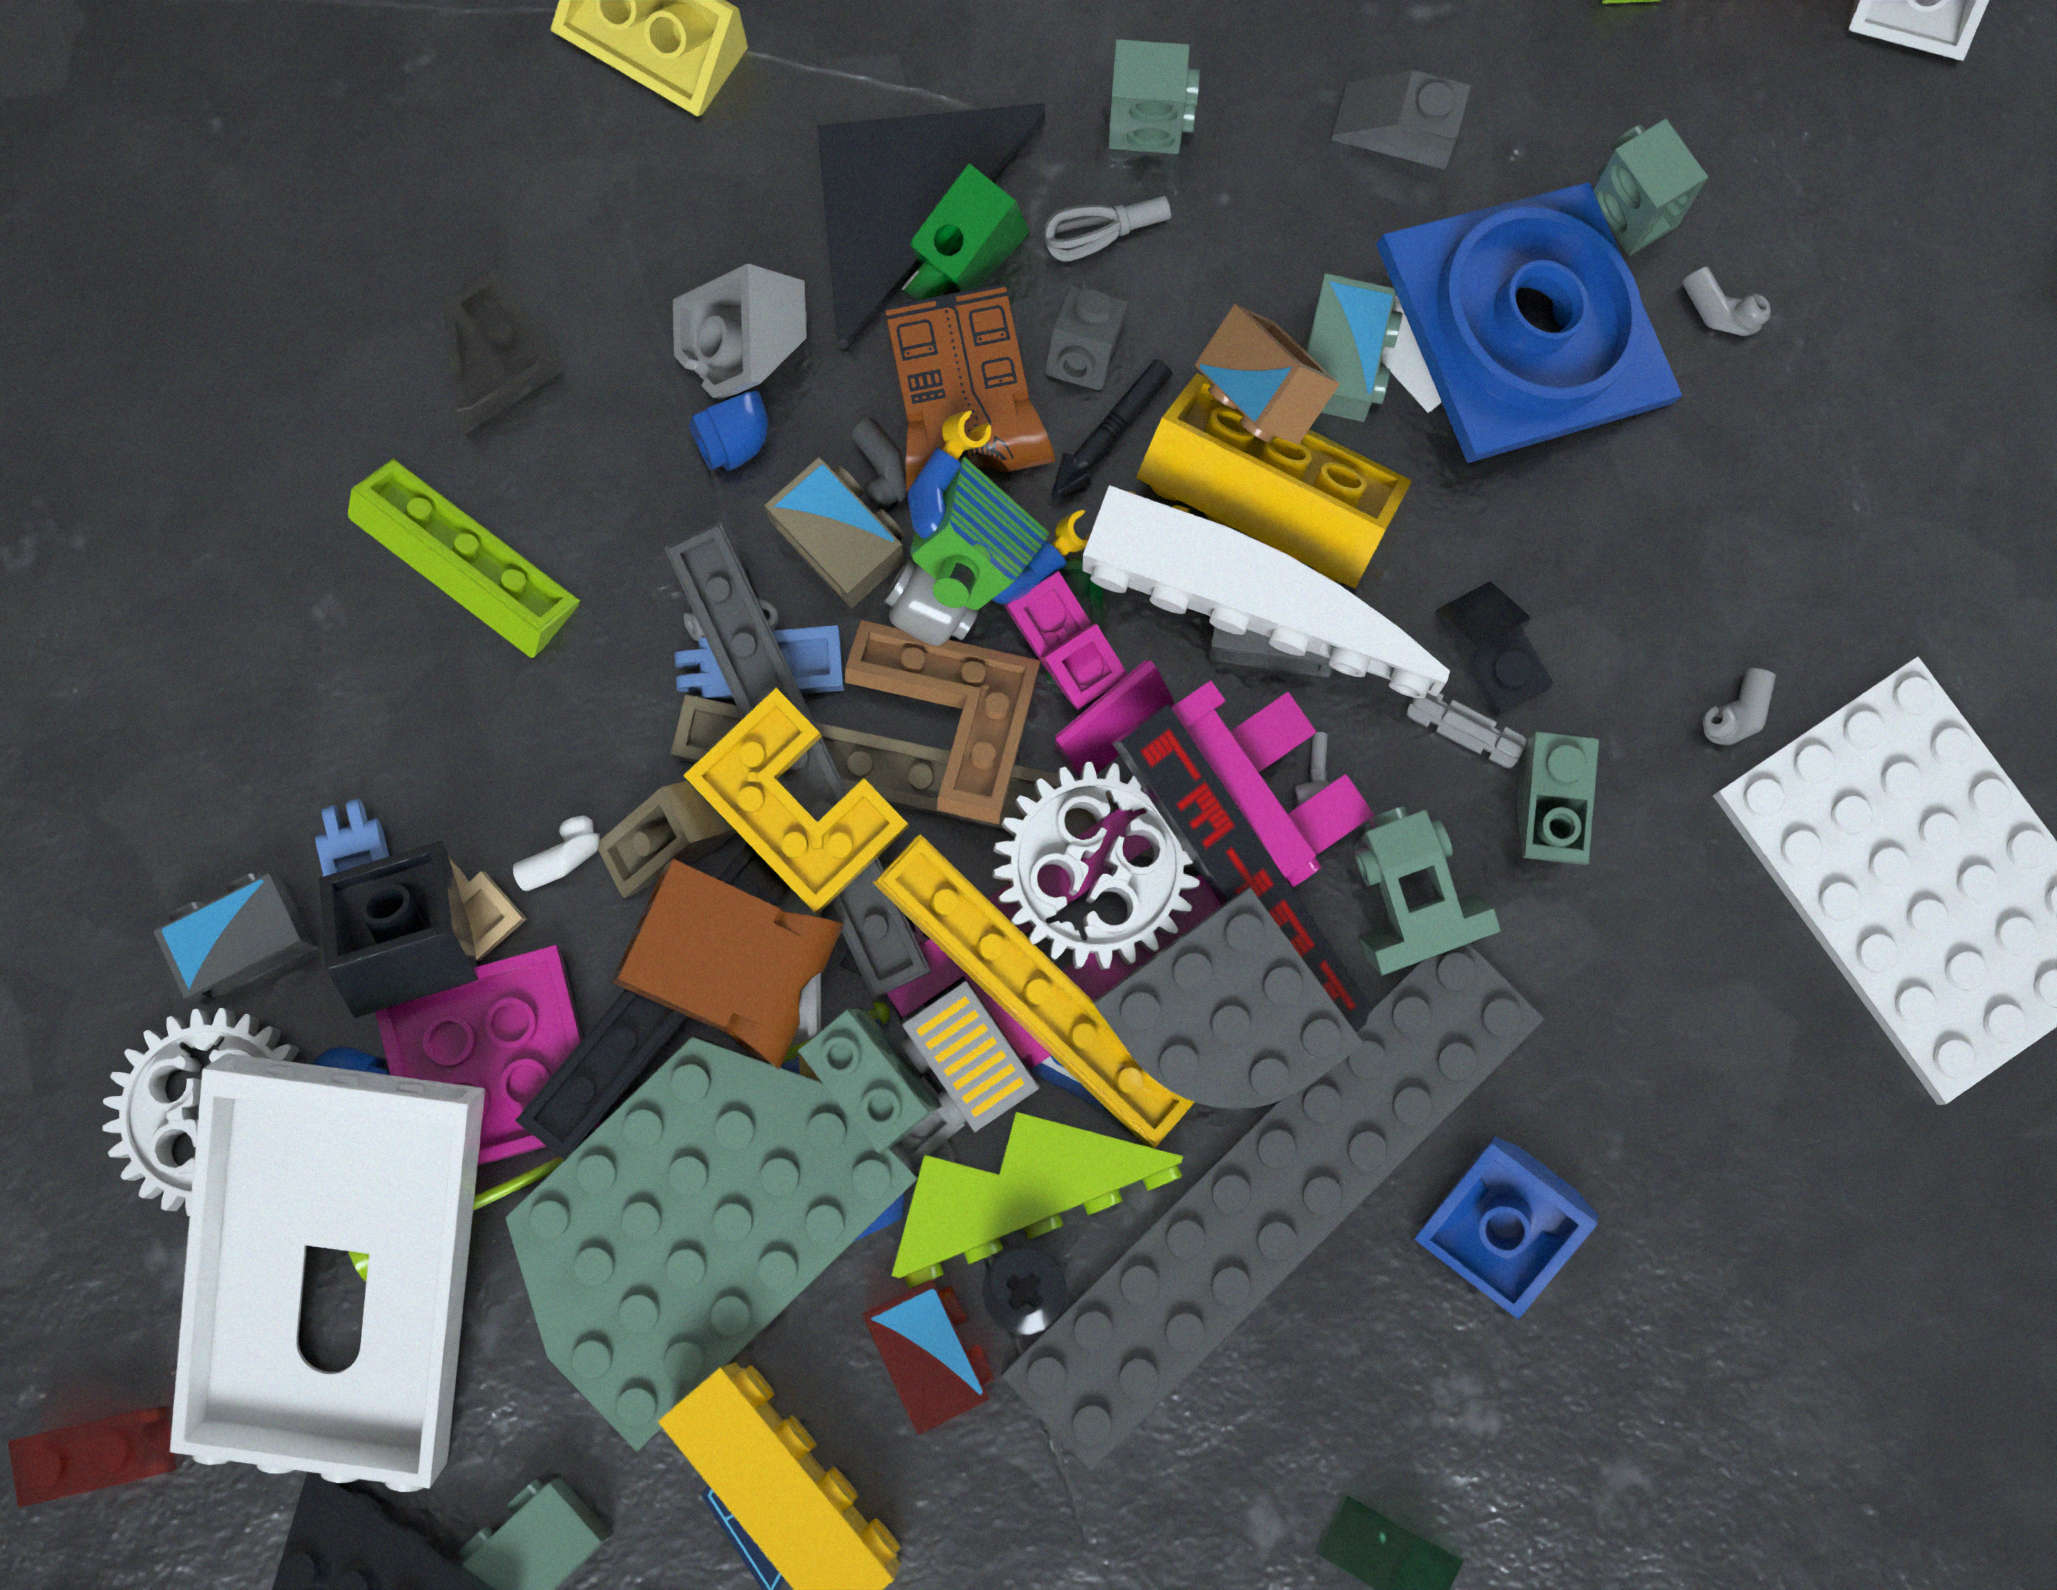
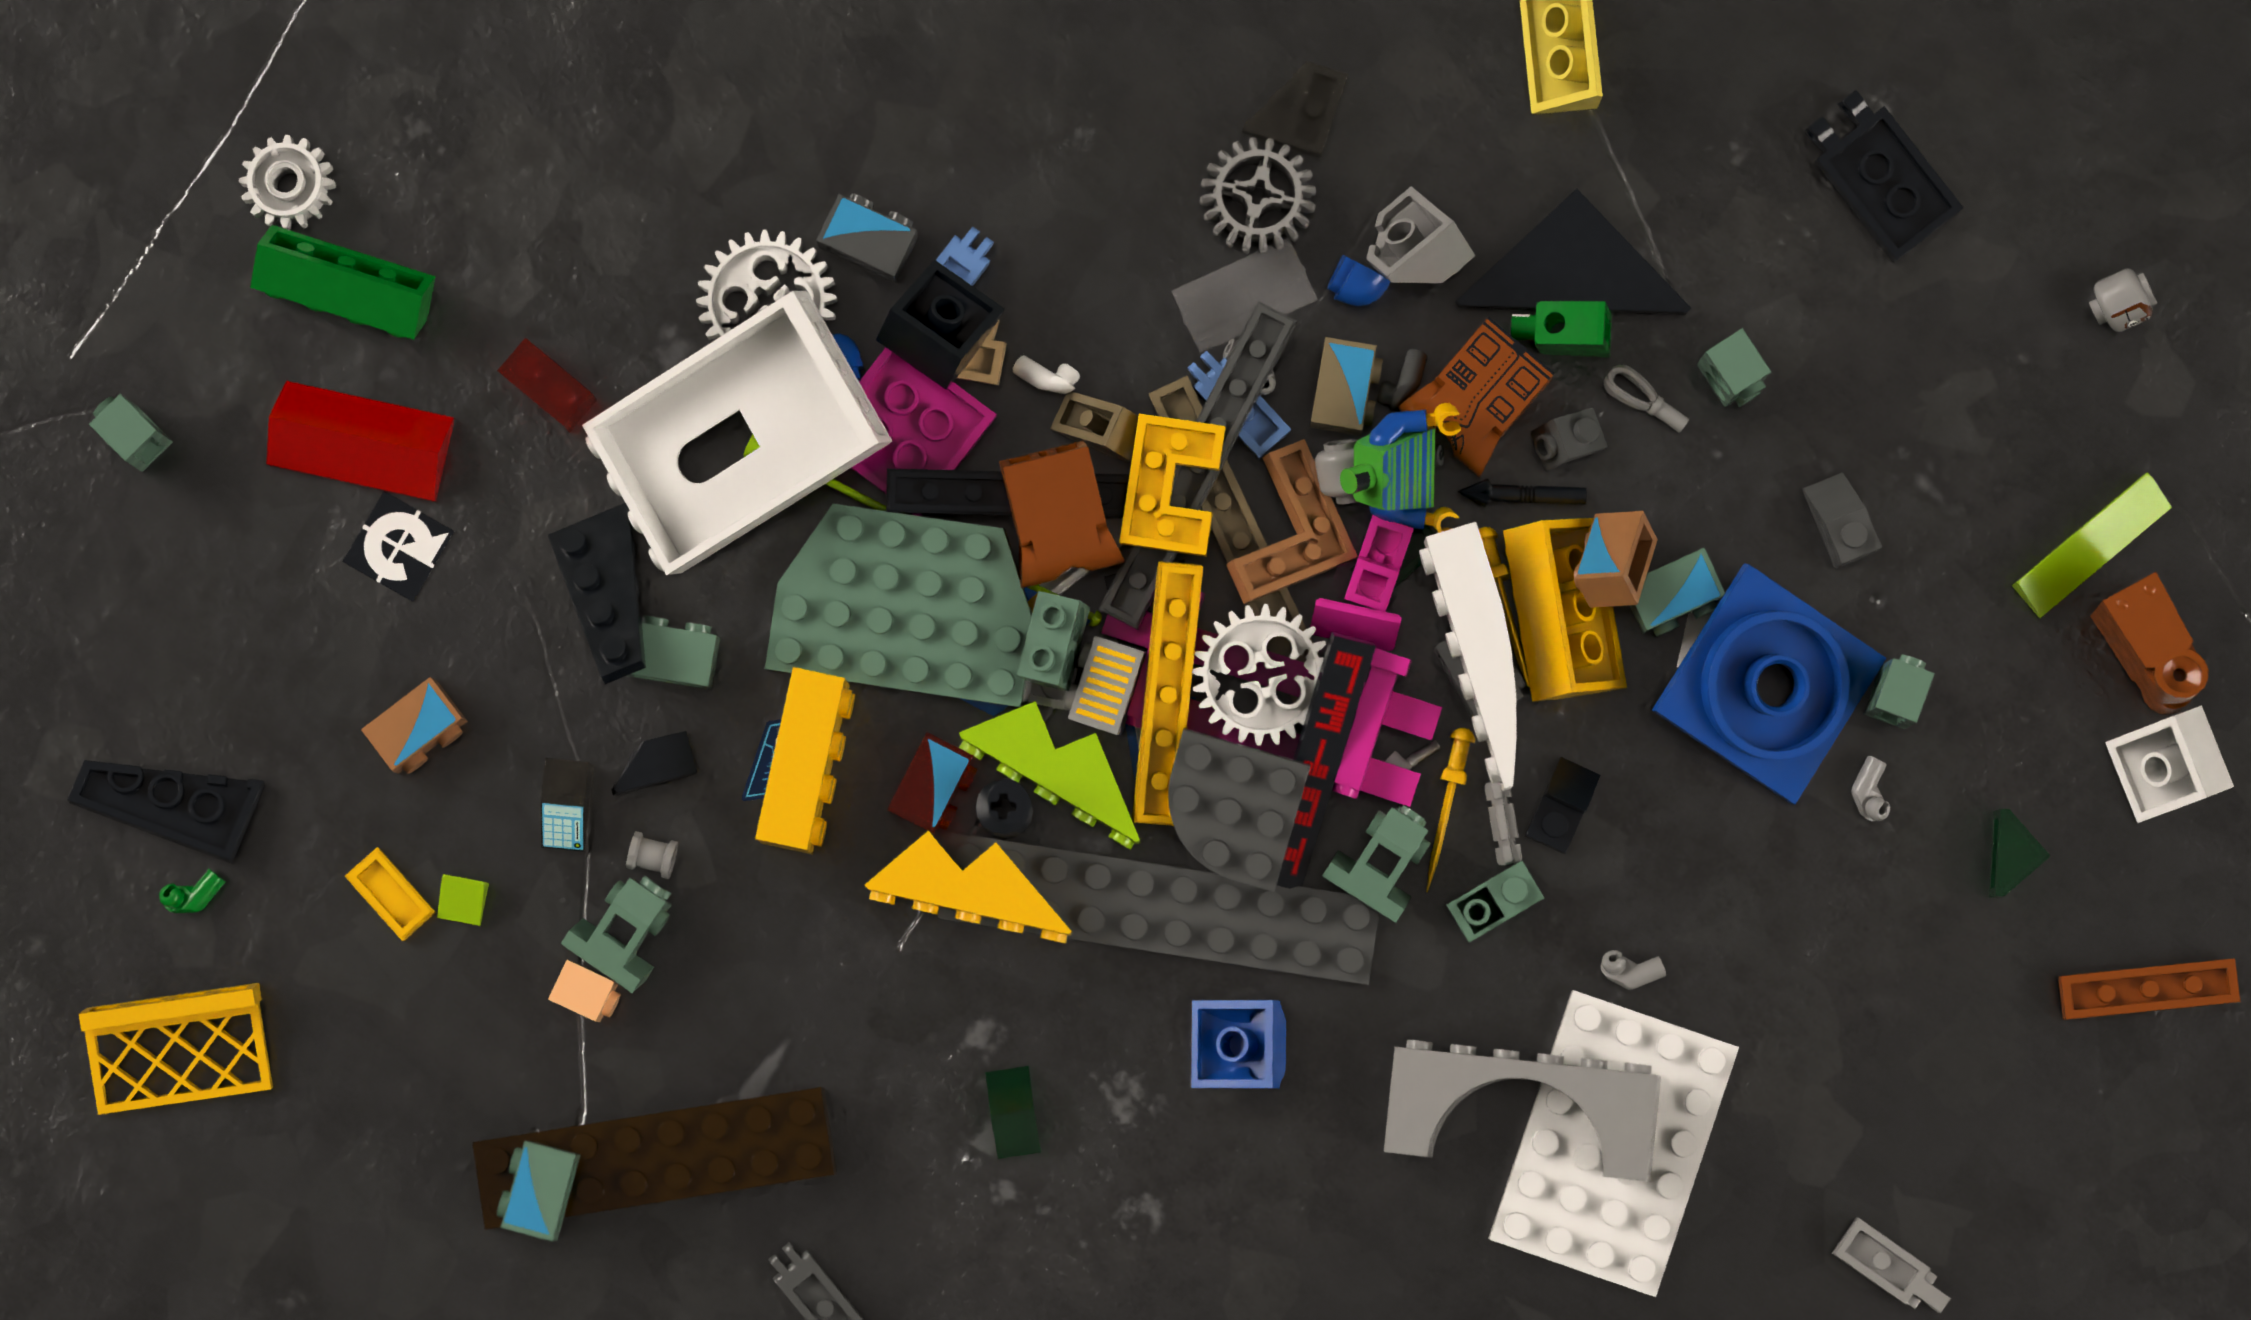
camera: 55 degrees right, 5 degrees up
(461, 557) = (1170, 187): lime slope -> none
(531, 482) = (1239, 190): none -> light grey gear
(635, 594) = (1223, 301): none -> clear piece
(1105, 1385) = (985, 888): none -> yellow slope
(1371, 740) = (1453, 774): none -> yellow sword
(1903, 831) = (1432, 1083): none -> light grey arch
(1910, 207) = (2013, 853): none -> clear green slope

